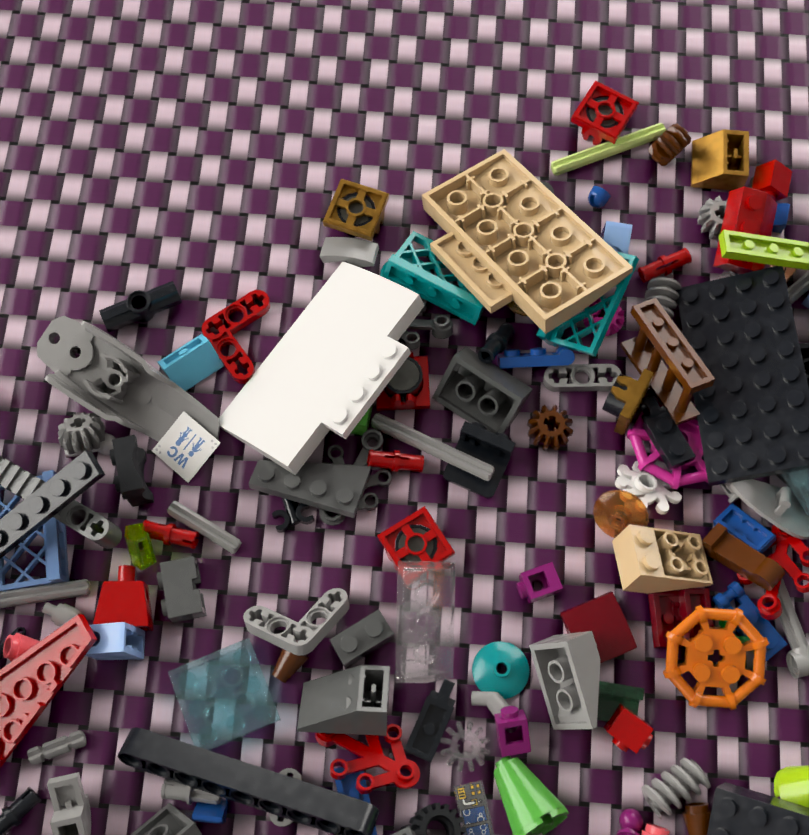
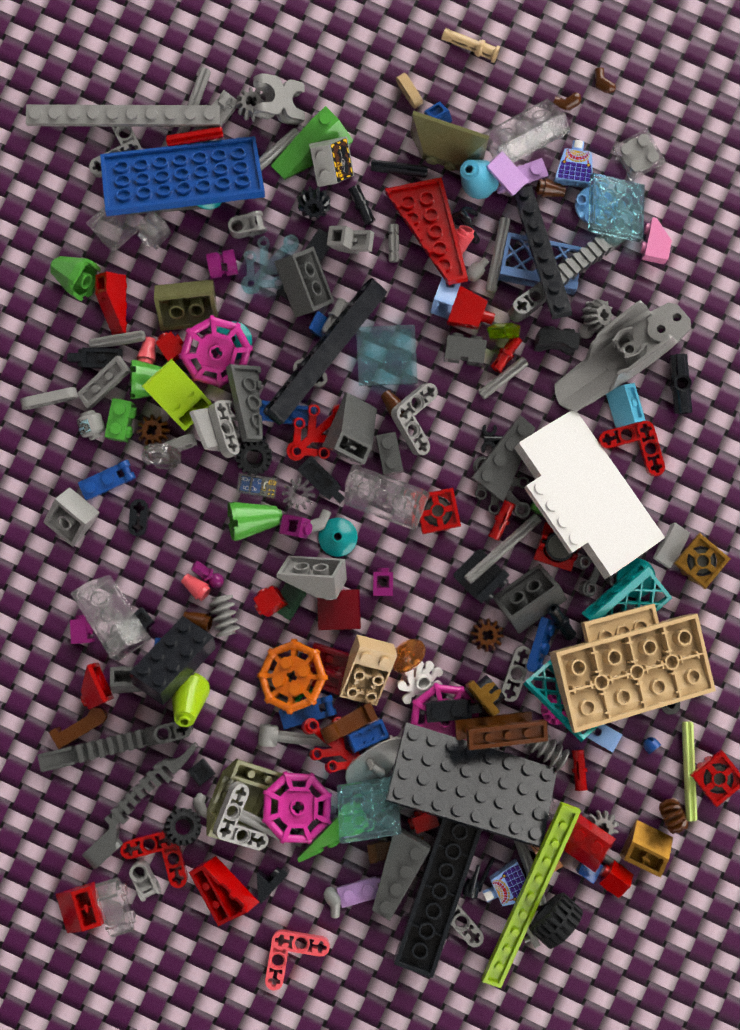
camera: 110 degrees right, 15 degrees up
(186, 446) = (564, 383): white sticker -> none

